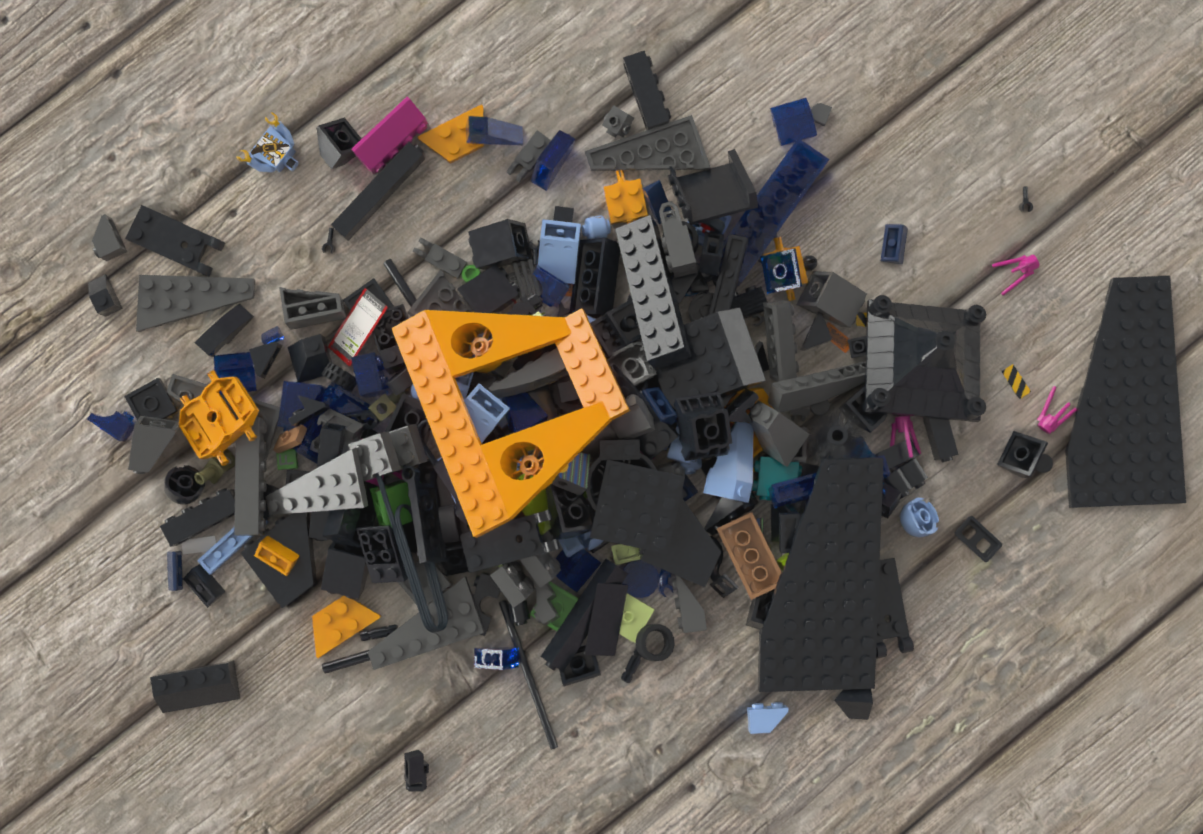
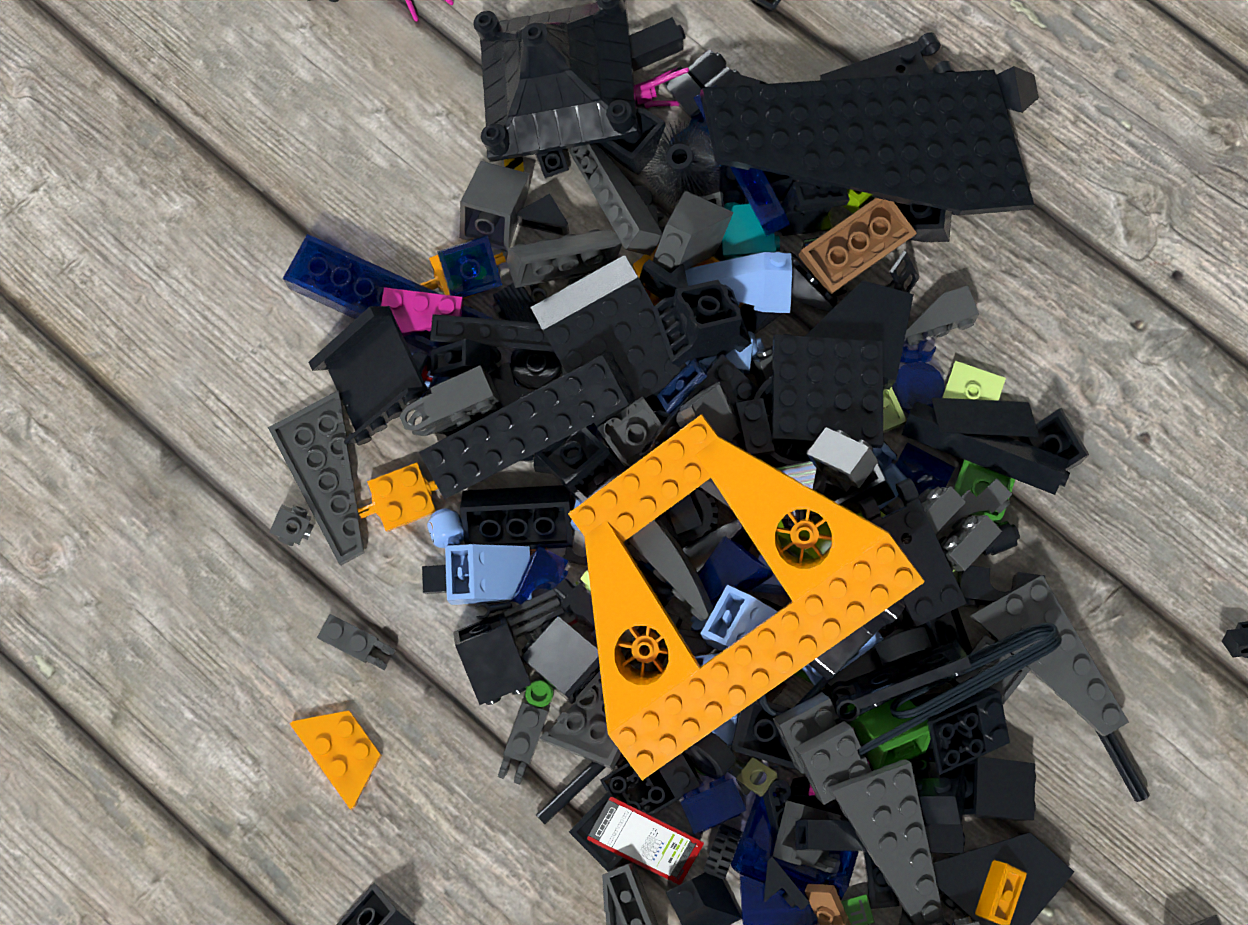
camera: 90 degrees left, 10 degrees down
(329, 242) = (524, 911): black hand -> none
(339, 623) = (1072, 787): light orange wing -> none
(376, 633) = (1073, 729): black axle -> none
(378, 190) = (439, 850): black brick -> none
(390, 136) = (357, 845): dark pink slope -> none
(493, 131) = (329, 698): clear blue slope -> none
(496, 658) = (1071, 556): clear blue arch -> none
(528, 676) = (1081, 512): black piece -> none
(552, 159) = (358, 606): clear blue slope -> none
(581, 504) = (842, 459): none -> brick
(631, 667) = (1034, 376): black axle -> none
(645, 90) = (241, 495): black brick -> none
(656, 197) = (396, 451): dark blue slope -> none
(669, 642) = (998, 366): black tyre -> none
(756, 226) = (415, 309): none -> dark pink wing
(765, 718) = (1064, 196): light blue slope -> none
(793, 121) = (258, 294): clear blue slope -> none
(810, 267) = (453, 237): black hinge -> none
(821, 113) = (243, 262): dark grey tile -> none
(838, 338) = (545, 187): sticker -> none
(894, 243) = (406, 143): dark blue slope -> none
(919, 518) = (764, 51): light blue cylinder -> none

